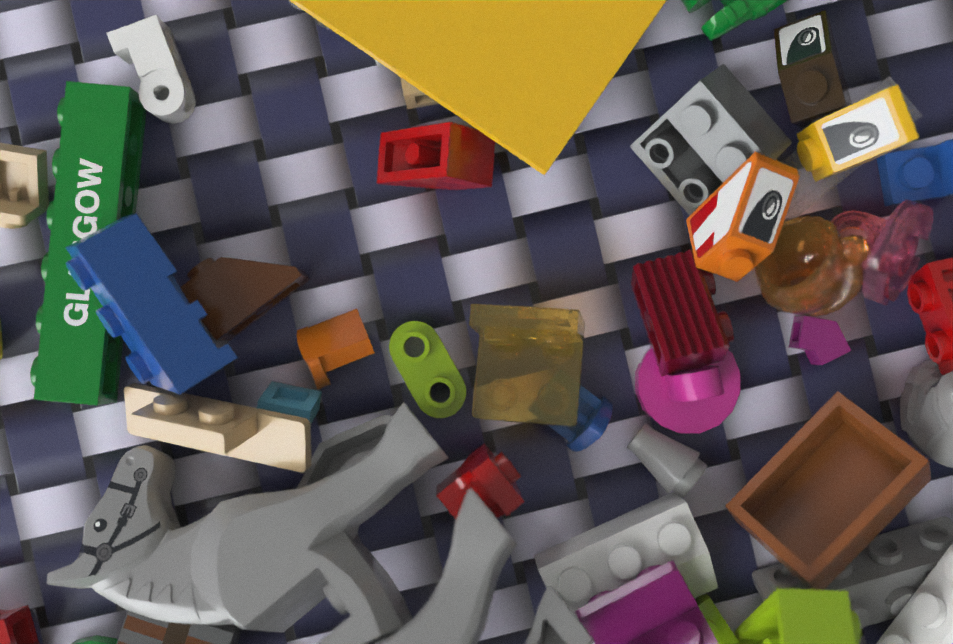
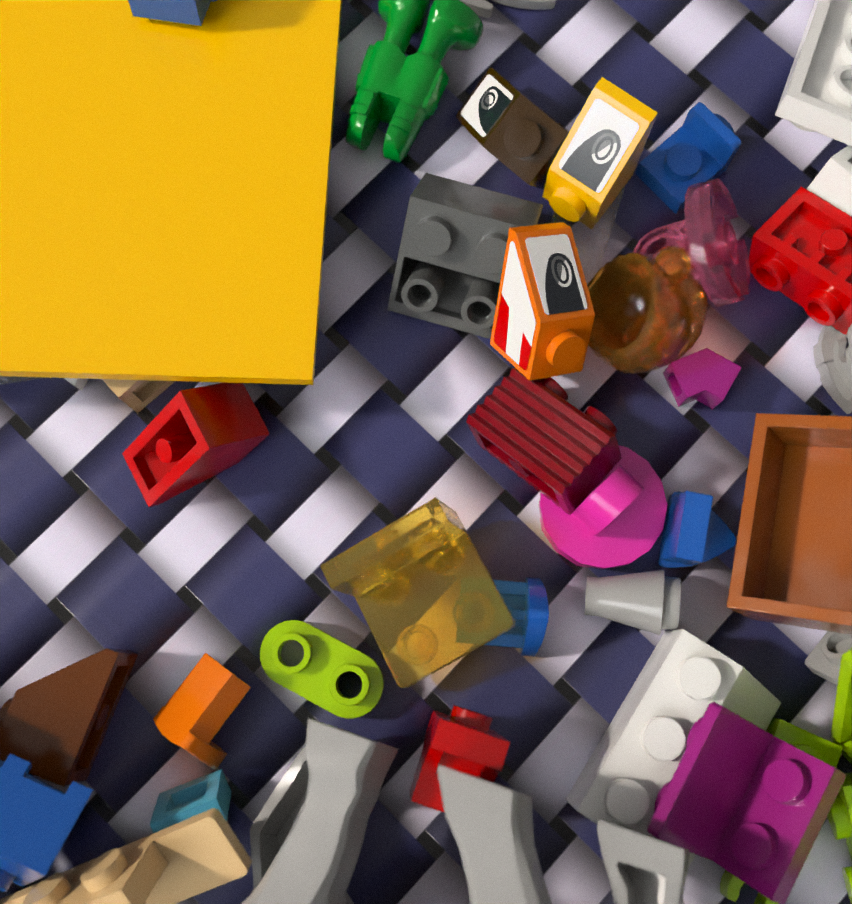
camera: 30 degrees left, 10 degrees down
(737, 439) = (692, 531): none -> blue tile

